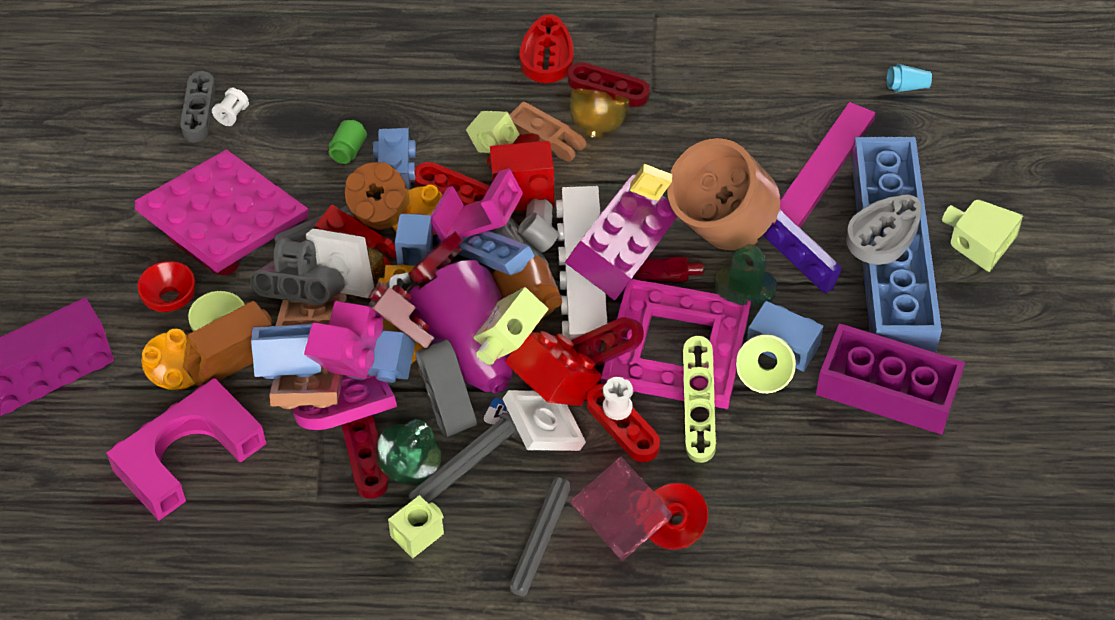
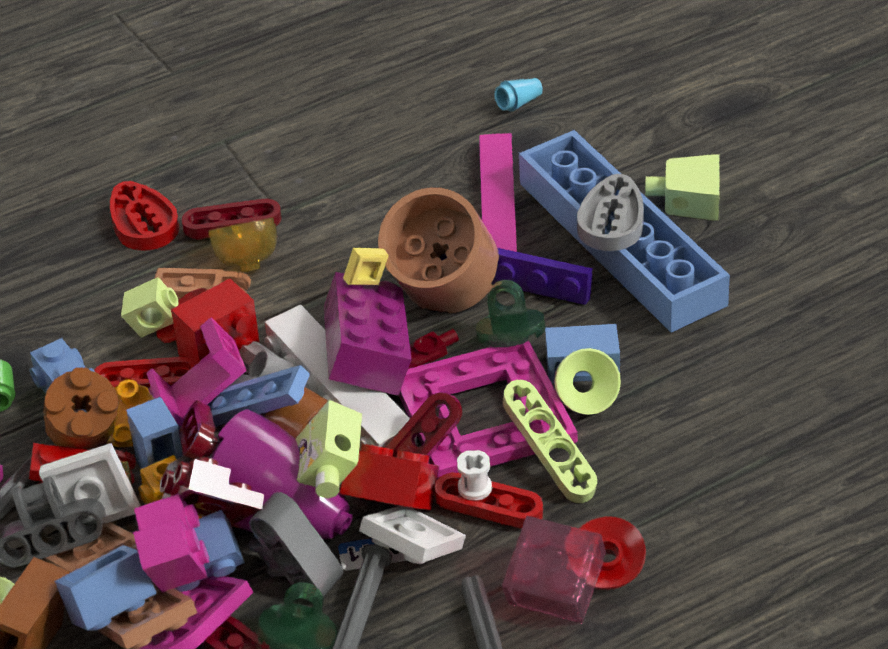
camera: 30 degrees left, 10 degrees down
(890, 378) = (711, 340): magenta brick -> none

